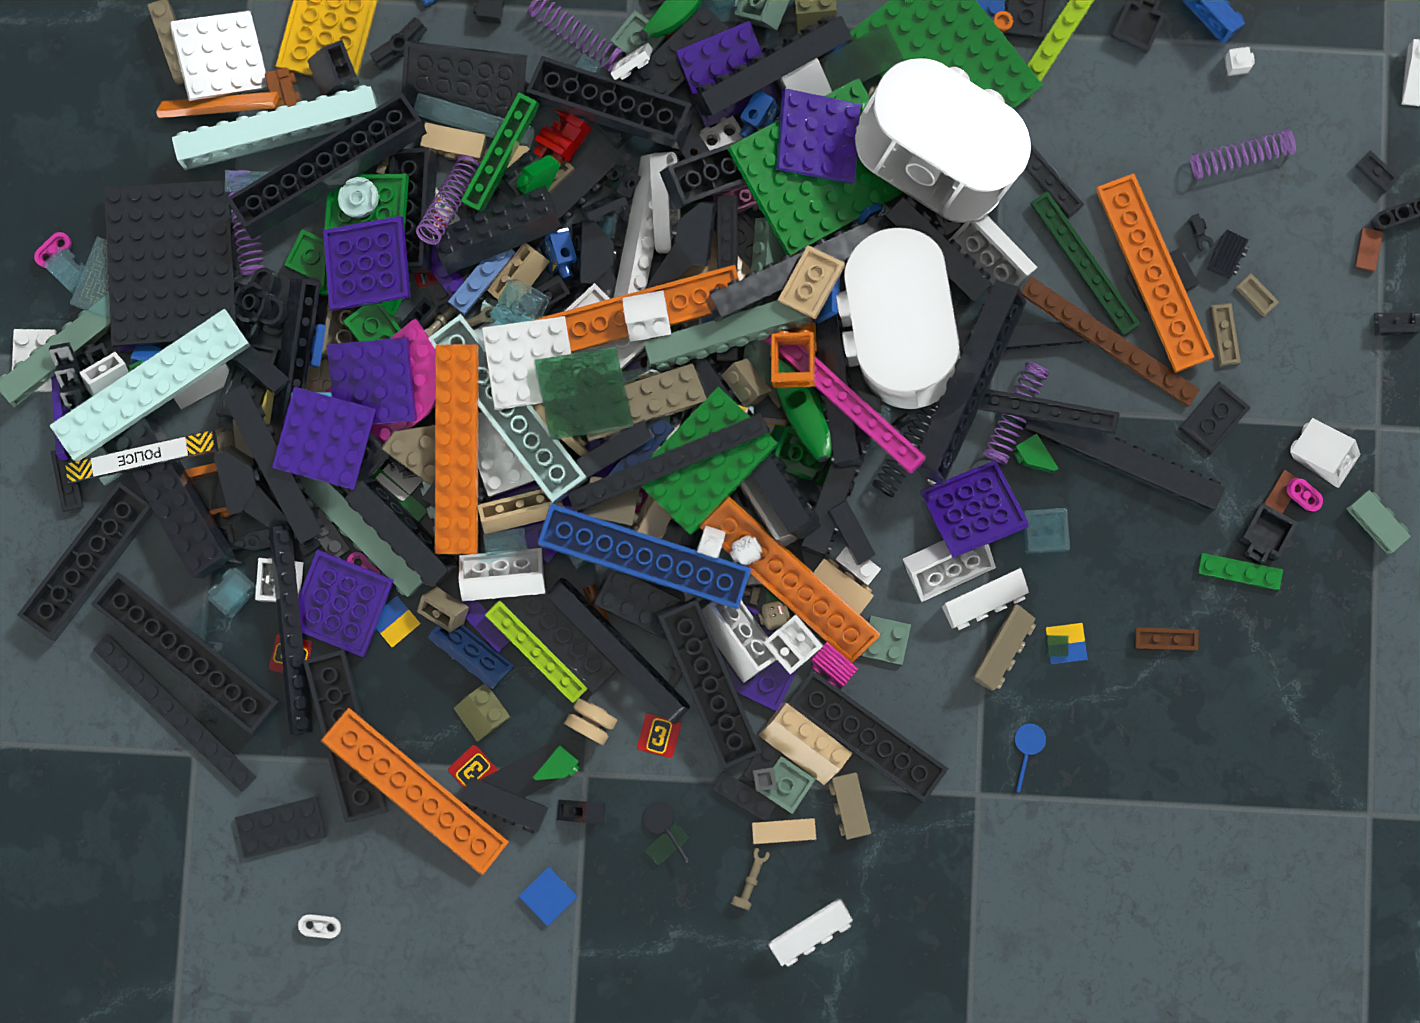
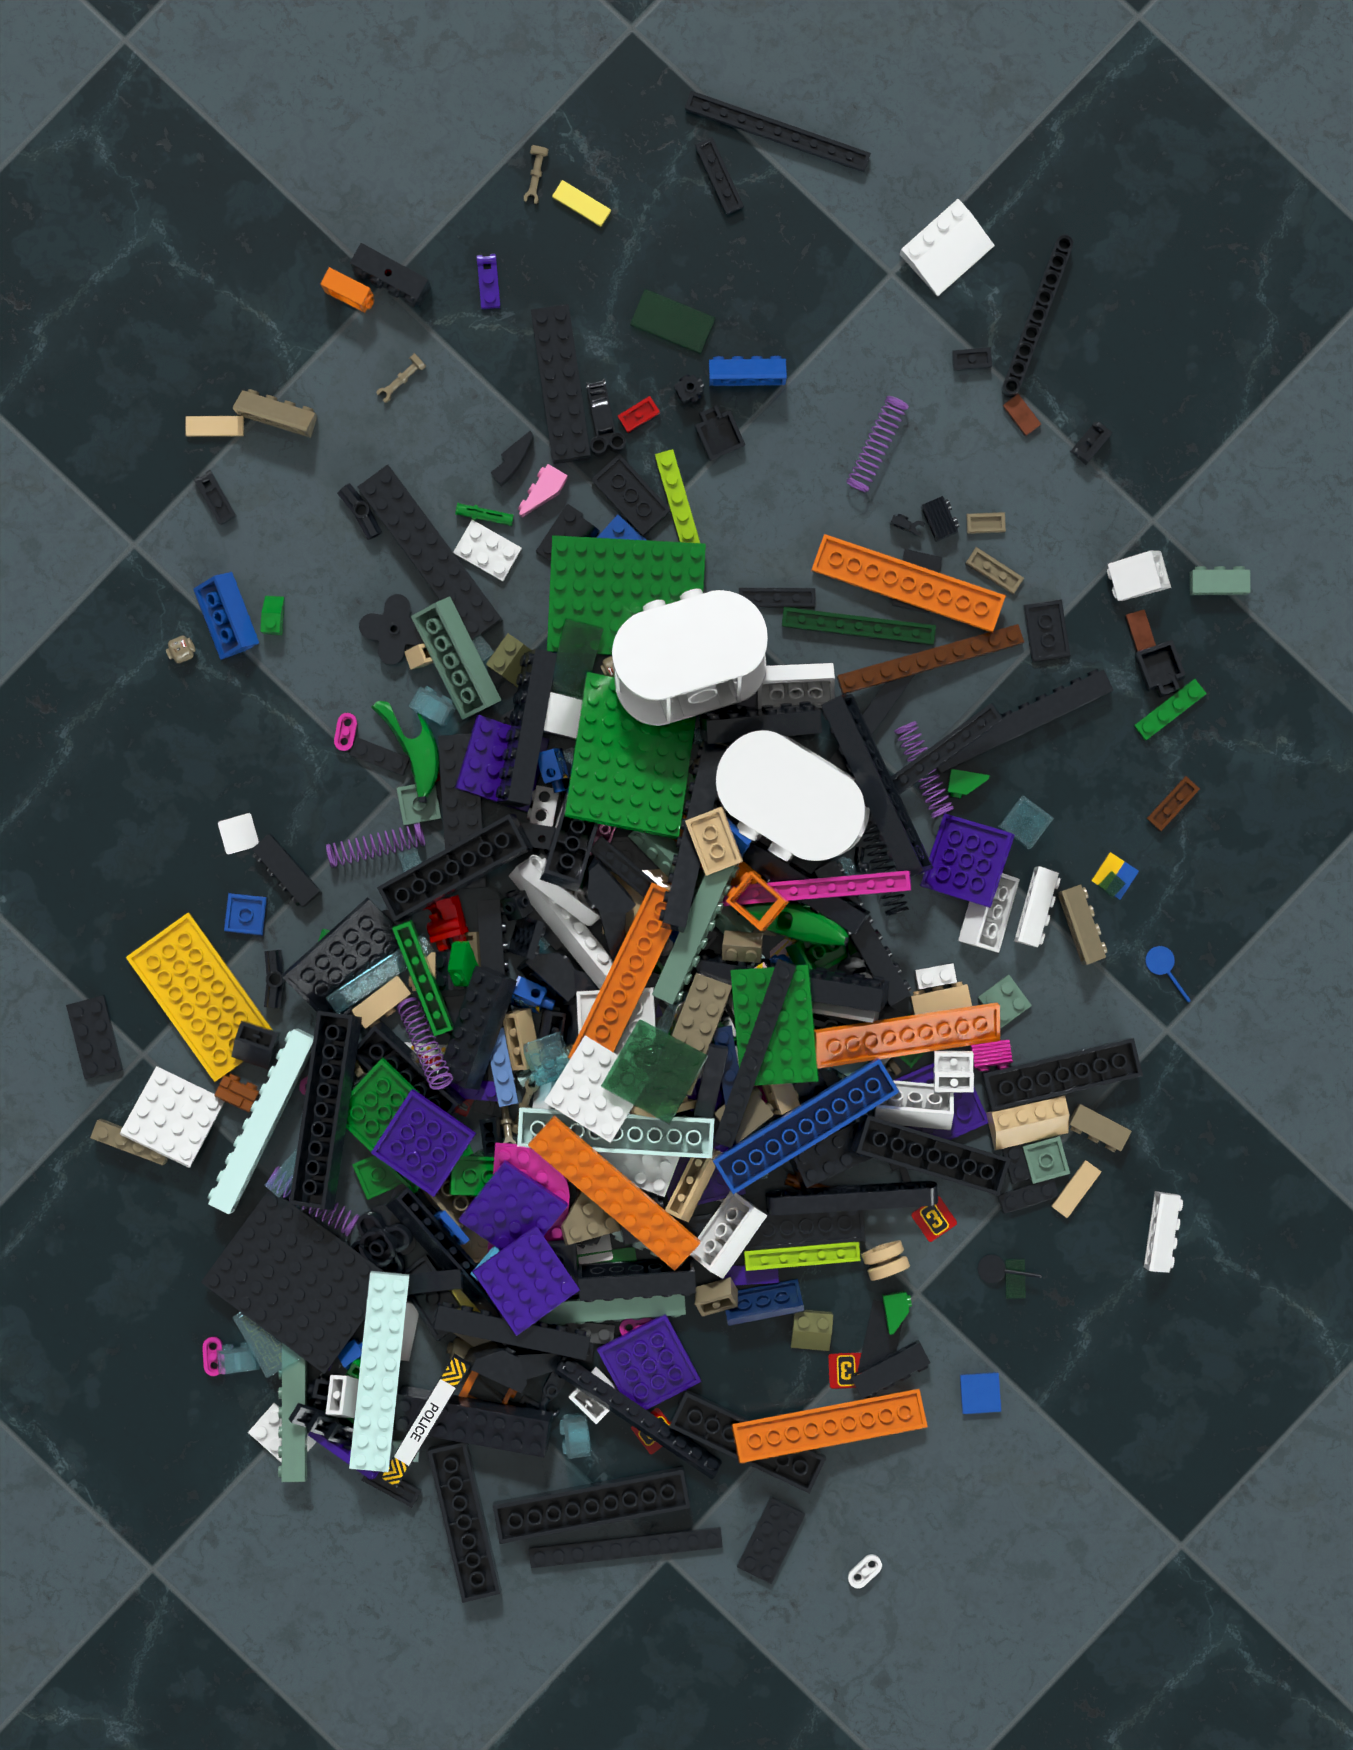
camera: 45 degrees left, 5 degrees up
(218, 104) = (209, 1148): orange tile -> none
(358, 197) = (368, 1107): light aqua tile -> none
(396, 621) = (694, 1335): sticker -> none
(505, 541) = (705, 1211): clear light blue plate -> none
(580, 811) = (941, 1320): black slope -> none
(637, 58) = (436, 826): white plate -> none
(646, 316) = (635, 977): white brick -> none
(711, 541) = (836, 1070): white brick -> none
(746, 551) = (863, 1051): white head -> none
(750, 882) = (1101, 1260): dark tan piece -> none
(764, 779) = (1030, 1172): dark grey plate -> none
(774, 615) = (921, 1067): dark tan head -> none
(818, 136) = (608, 741): dark purple plate -> none
(851, 532) = (911, 963): black tile -> none
(868, 212) = (693, 749): blue tile -> none
(1003, 21) = (633, 531): orange tile -> none
(1239, 61) = (808, 386): white brick -> none
(1303, 493) = (1154, 617): dark pink plate -> none

